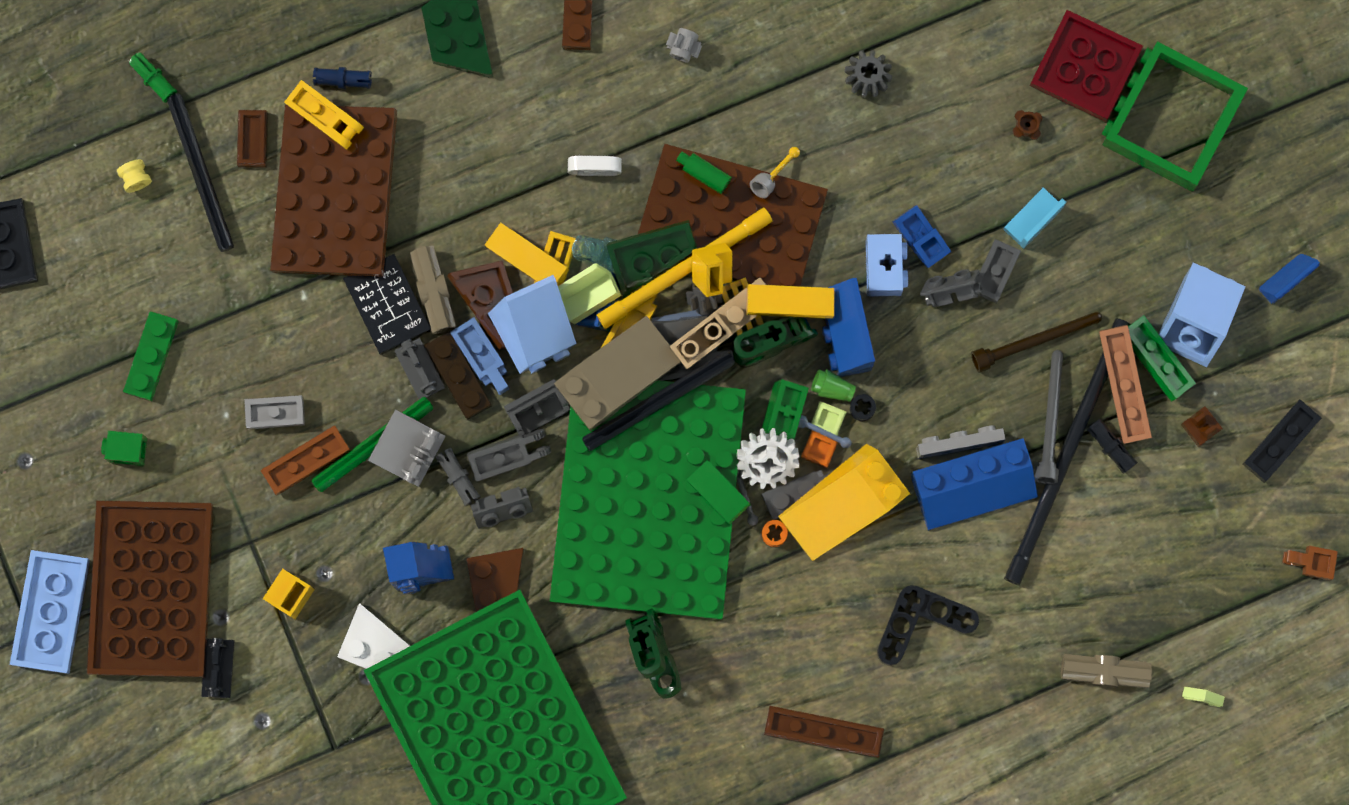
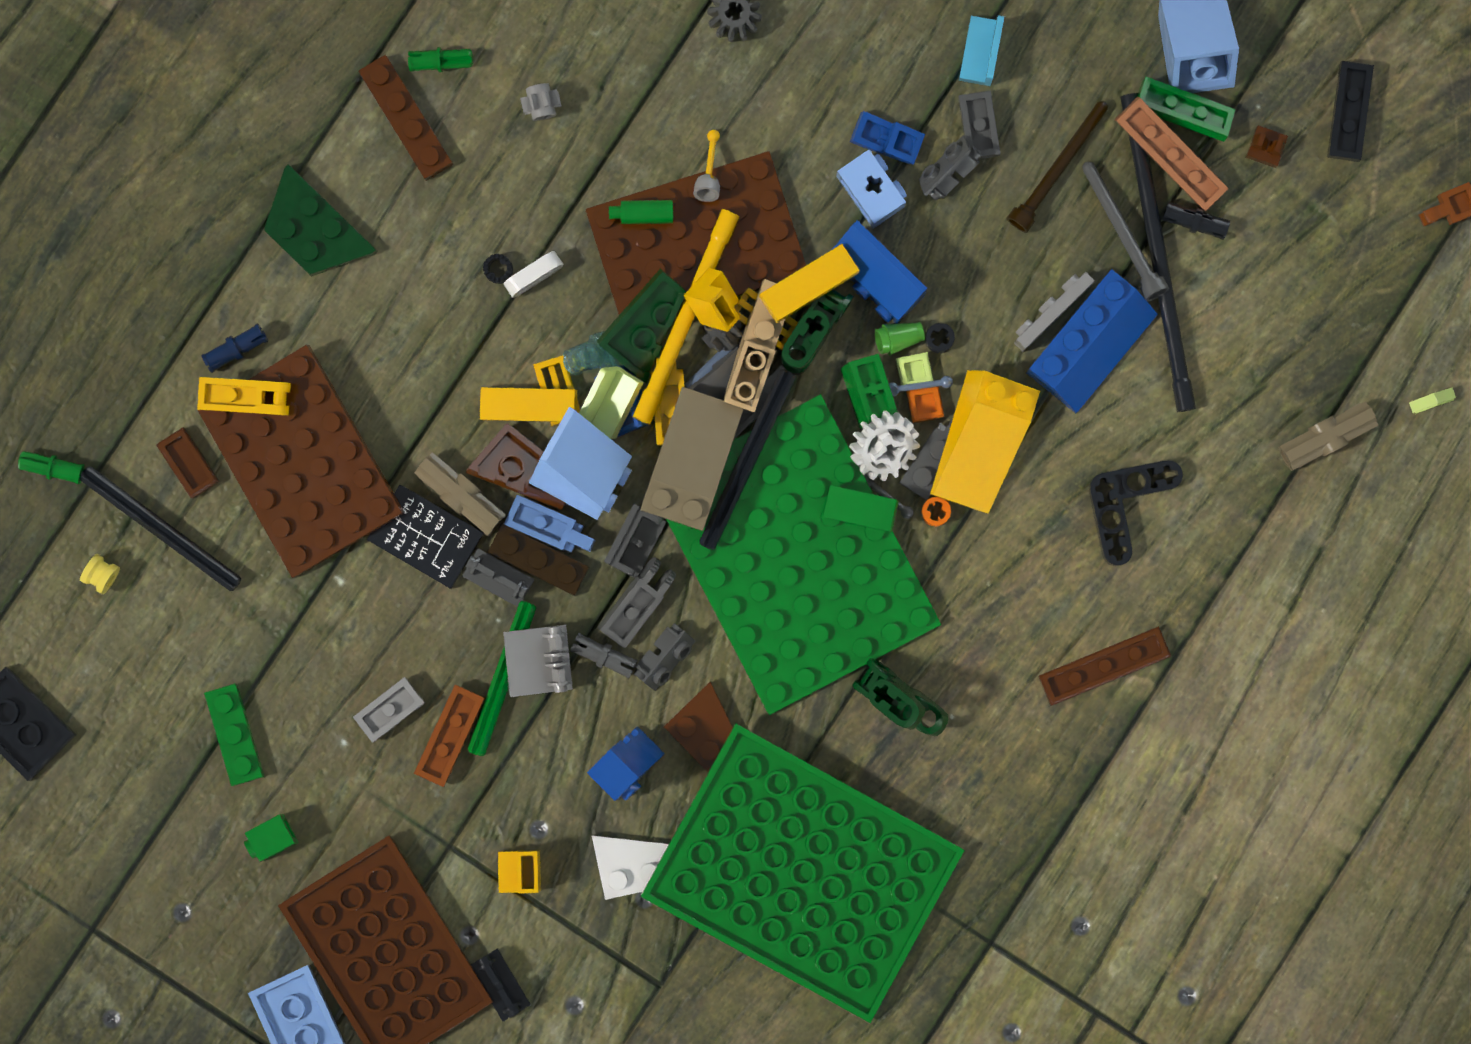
camera: 30 degrees left, 5 degrees up
(580, 143) = (492, 276): none -> black bush

